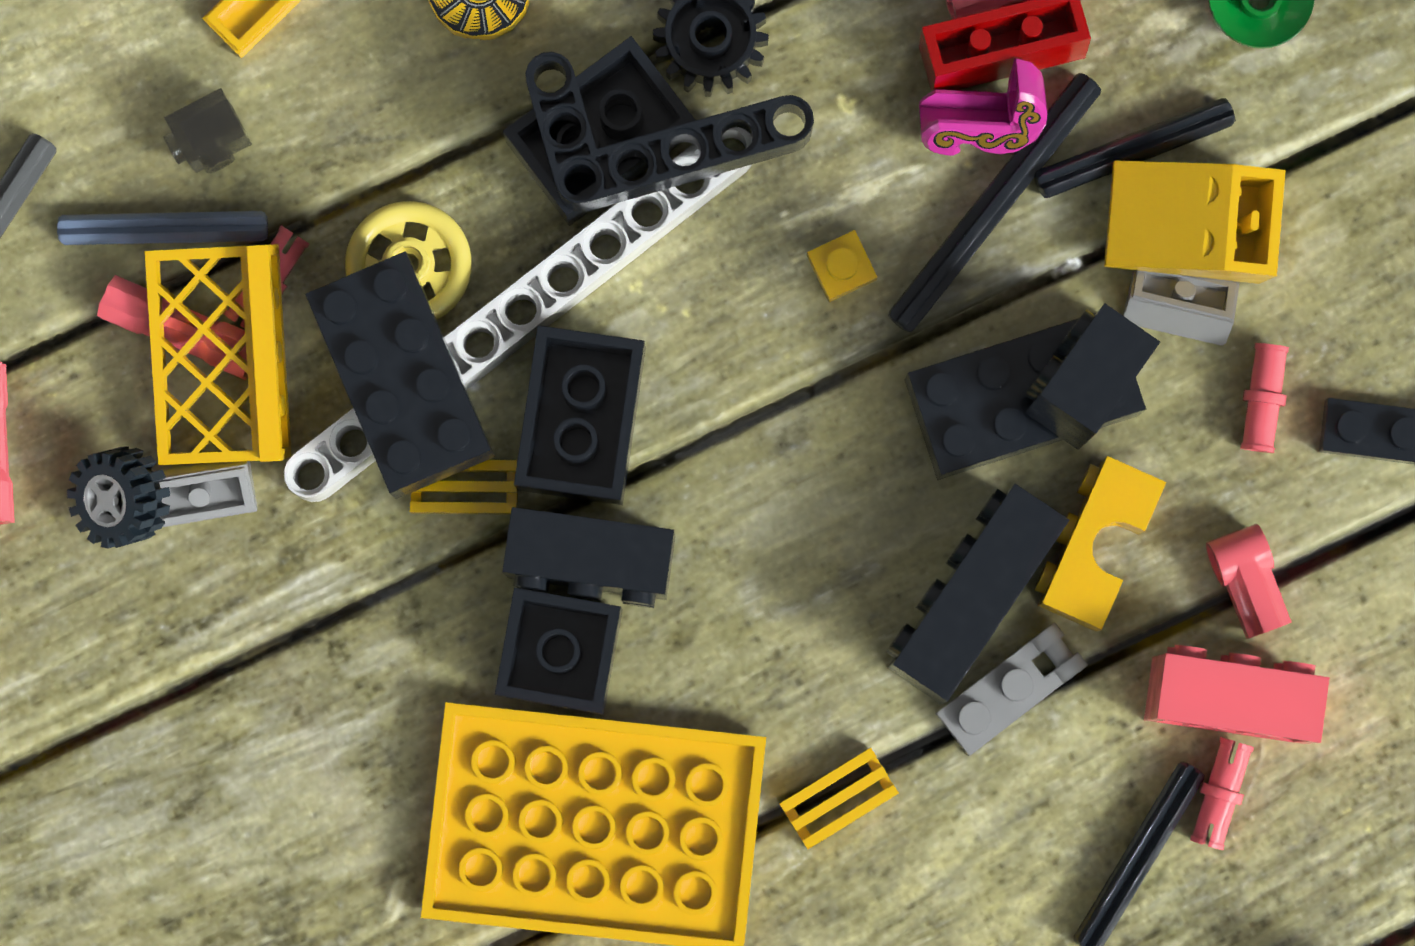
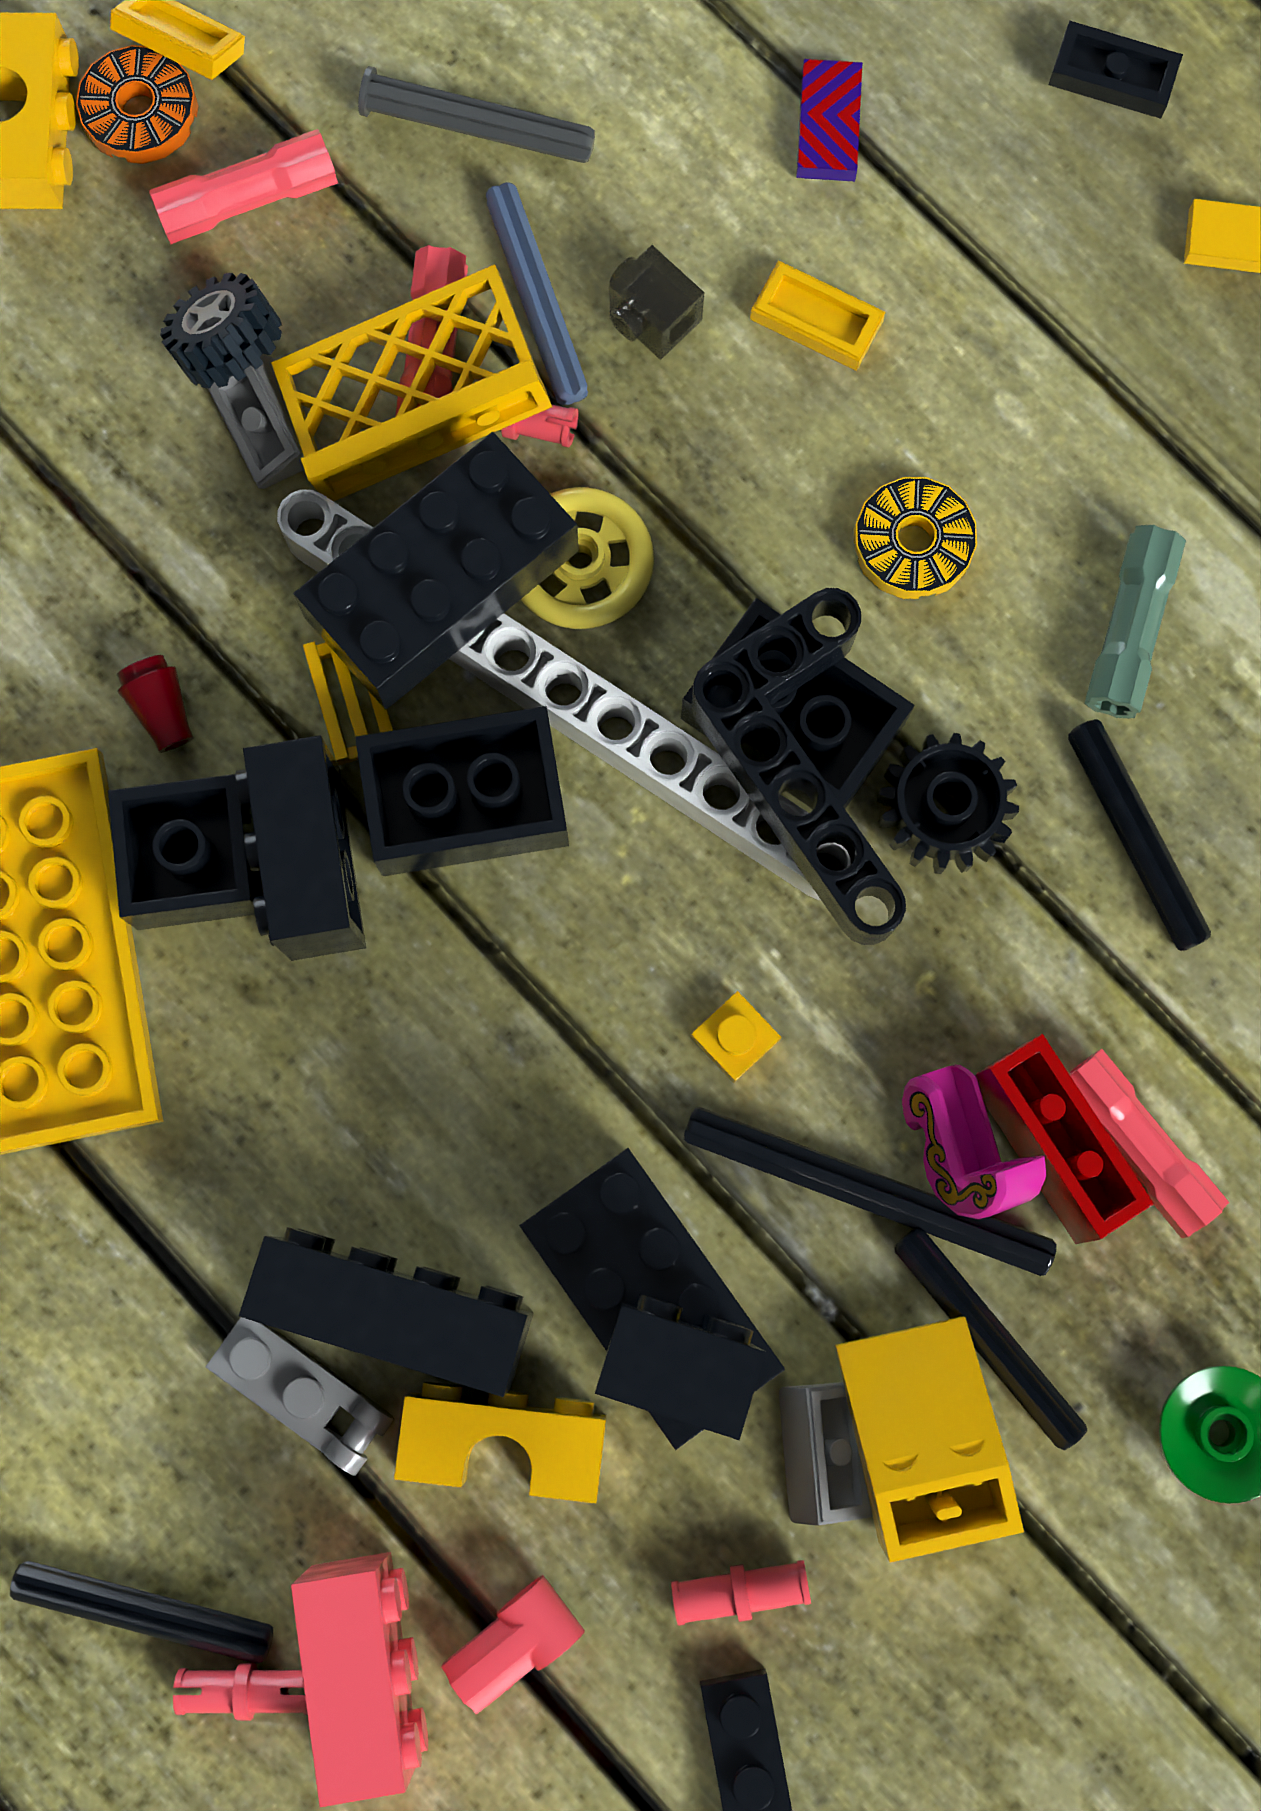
camera: 70 degrees right, 5 degrees down
(419, 644) = (156, 700): none -> dark red cone
(878, 774) = (75, 1193): yellow tile -> none

